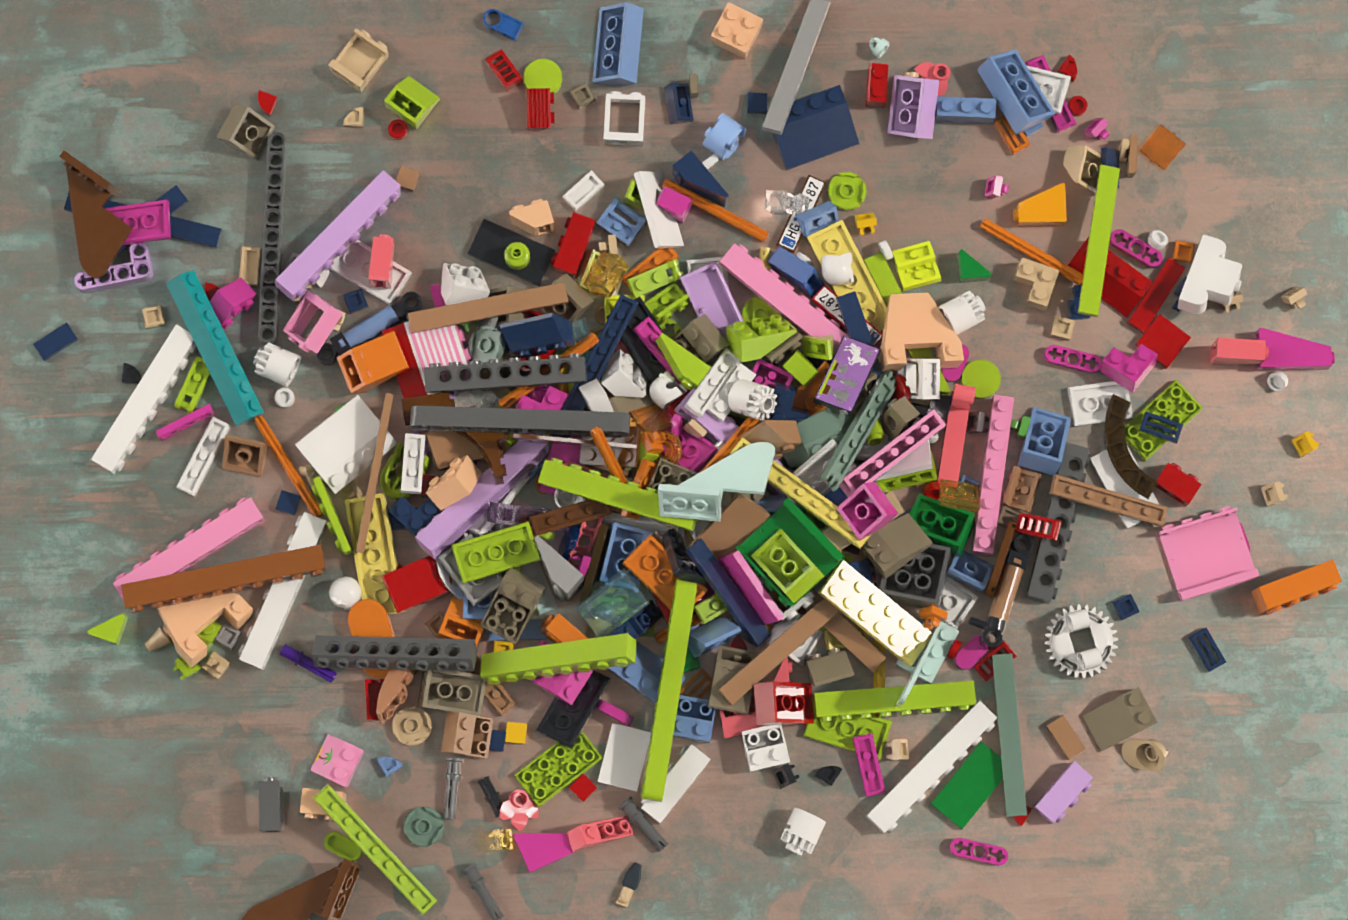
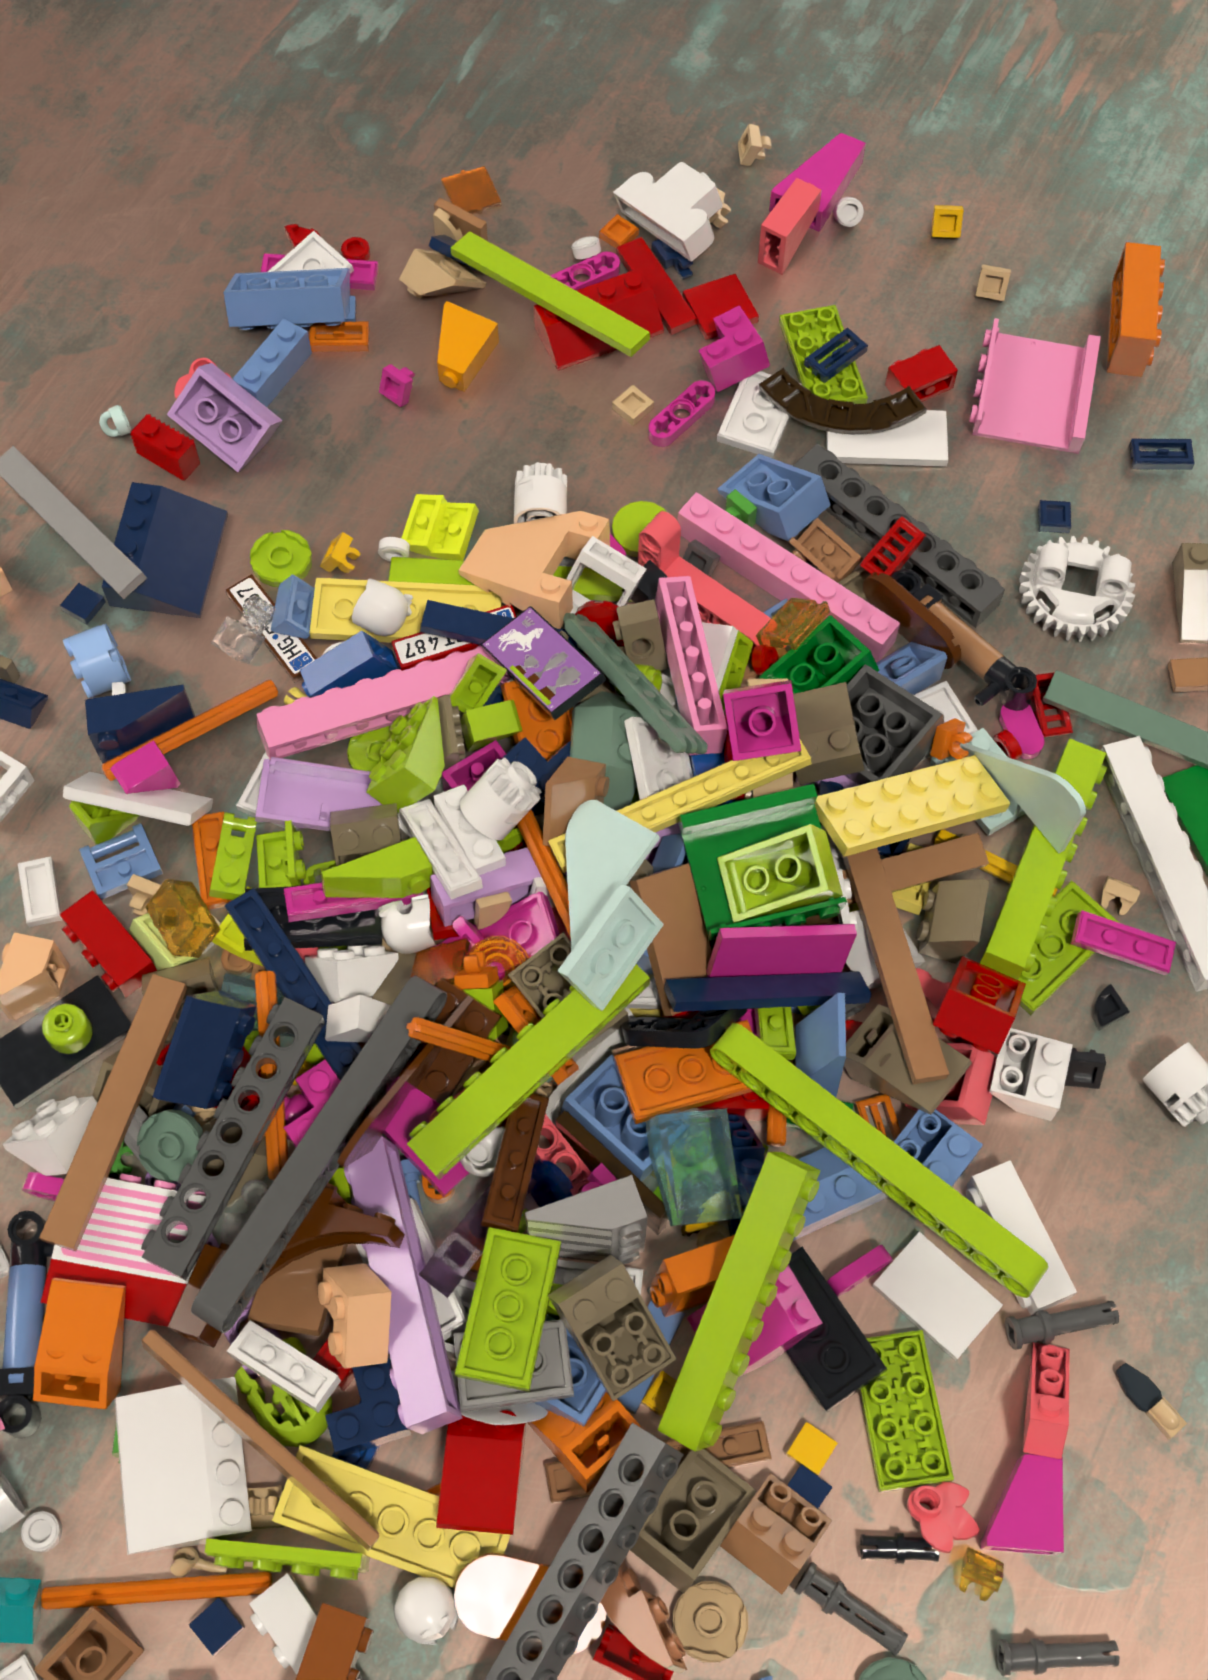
camera: 55 degrees left, 15 degrees down
(583, 787) = (955, 1388): red tile -> none
(970, 269) = (485, 464): green slope -> none
(1031, 251) = (510, 385): orange axle -> none
(1040, 279) = (554, 393): tan brick -> none
(1074, 304) = (614, 374): dark blue plate -> none
(1096, 129) = (400, 240): dark pink tile -> none
(1108, 500) = (900, 457): medium nougat tile -> none

